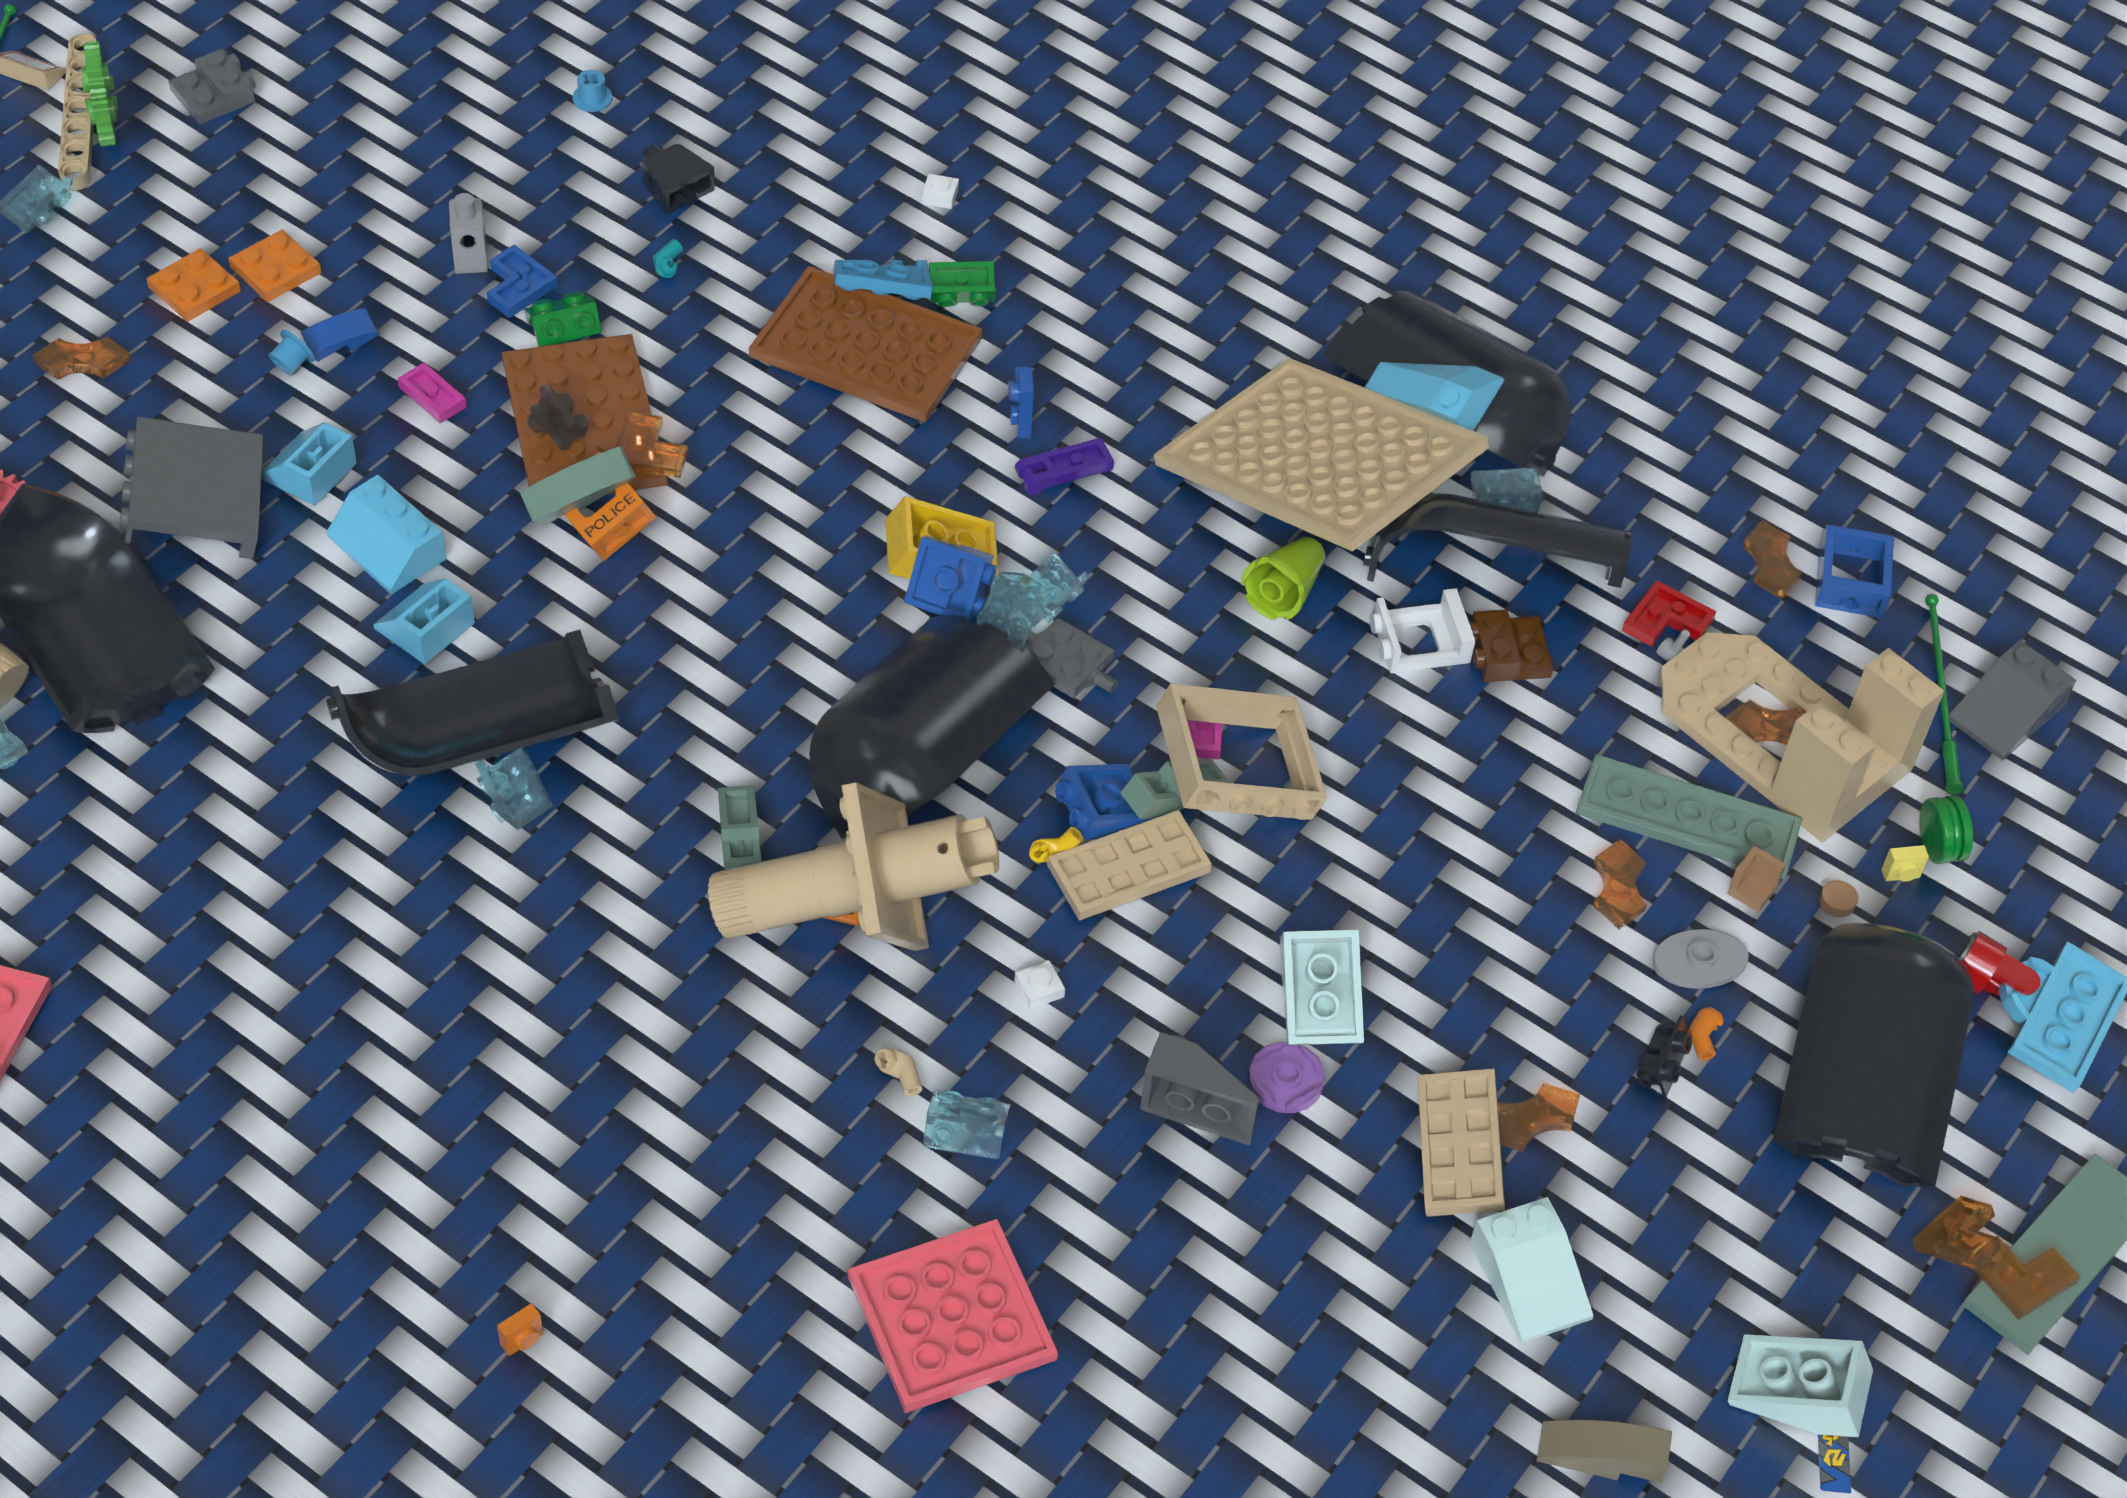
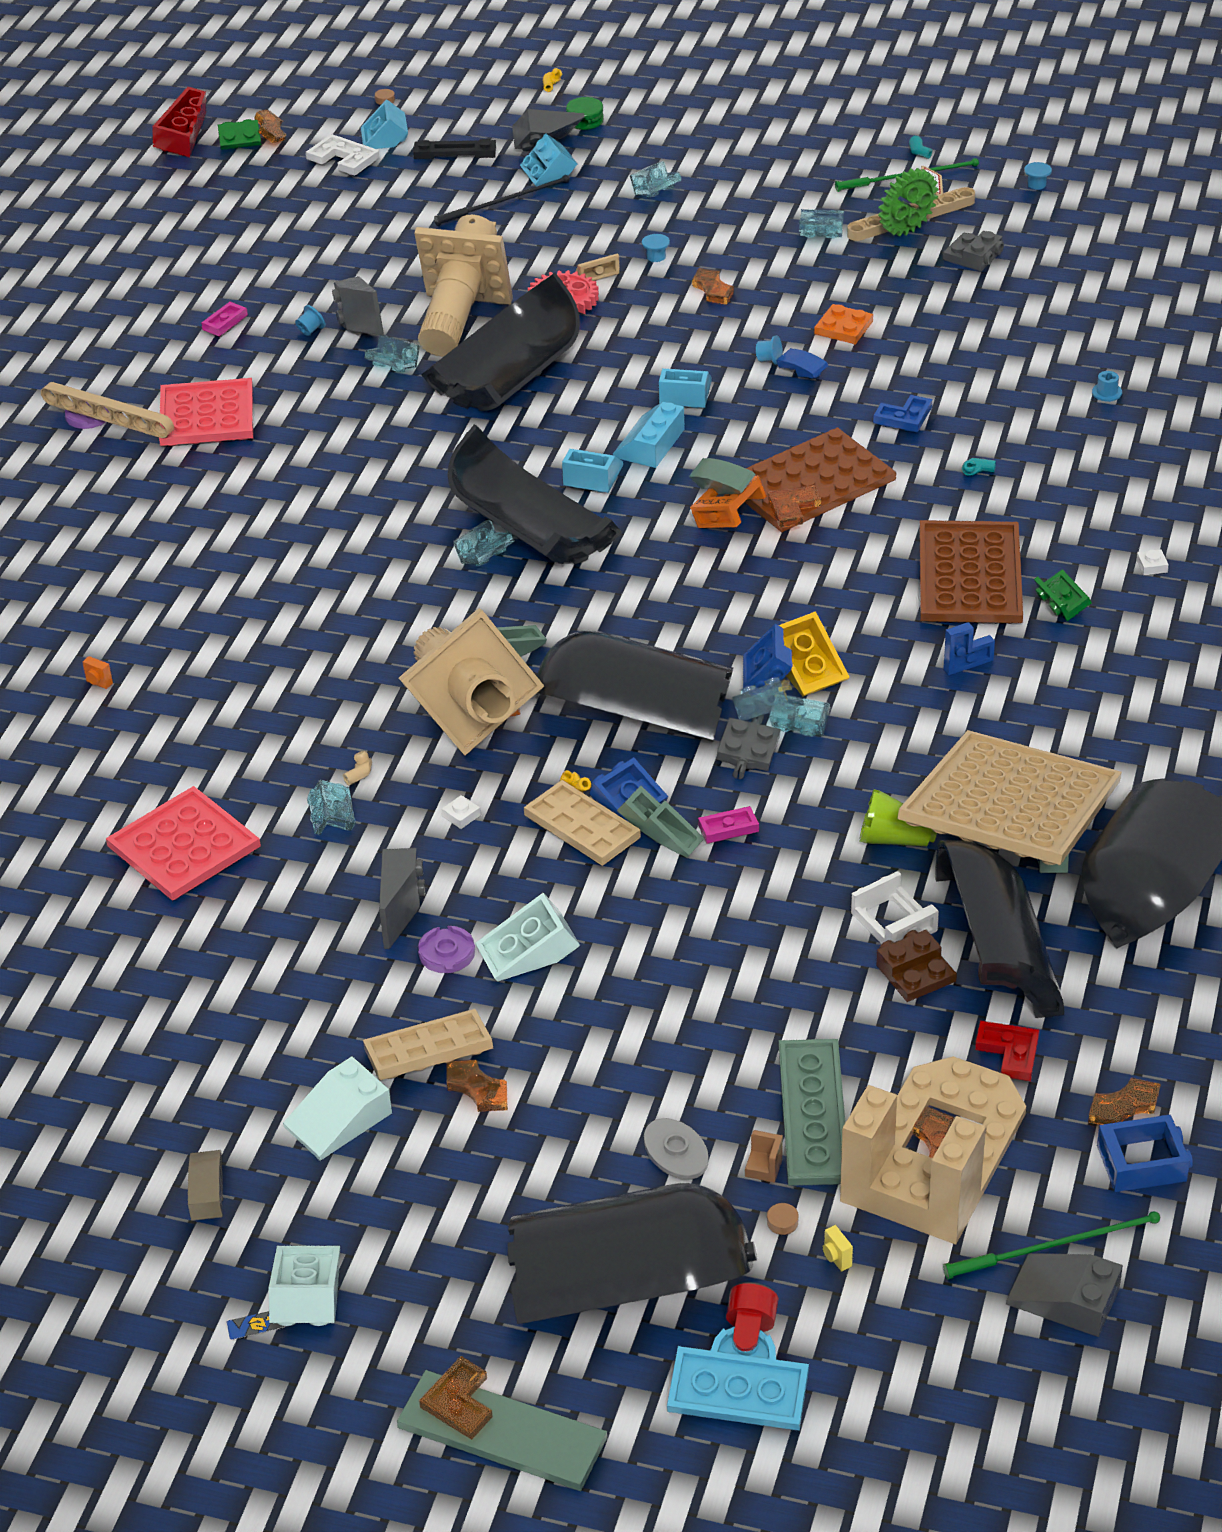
camera: 75 degrees right, 10 degrees down
(193, 284) = (803, 302): orange plate -> none
(193, 482) = (629, 348): dark grey panel -> none
(432, 392) = (781, 413): dark pink plate -> none
(468, 219) = (923, 375): light grey torso -> none
(555, 418) = (782, 455): clear smoke hips -> none
(563, 319) = (885, 441): green bracket -> none
(676, 176) = (1053, 443): black torso -> none
(893, 278) = (1028, 553): dark azure wing -> none
(1064, 465) = (926, 693): dark purple plate -> none
(1241, 709) = (735, 817): tan window -> none
(1445, 391) = (1103, 832): medium azure wedge -> none
(1508, 487) = (1062, 918): clear light blue bracket -> none
(1619, 870) = (707, 1087): clear orange tile -> none
(1670, 648) = (978, 1056): light grey hand -> none
(1671, 1044) = (566, 1145): black hinge -> none
(1701, 1028) = (600, 1160): orange arm -> none
(1946, 829) = (882, 1261): green head -> none
(1957, 1237) = (473, 1345): clear orange tile -> none

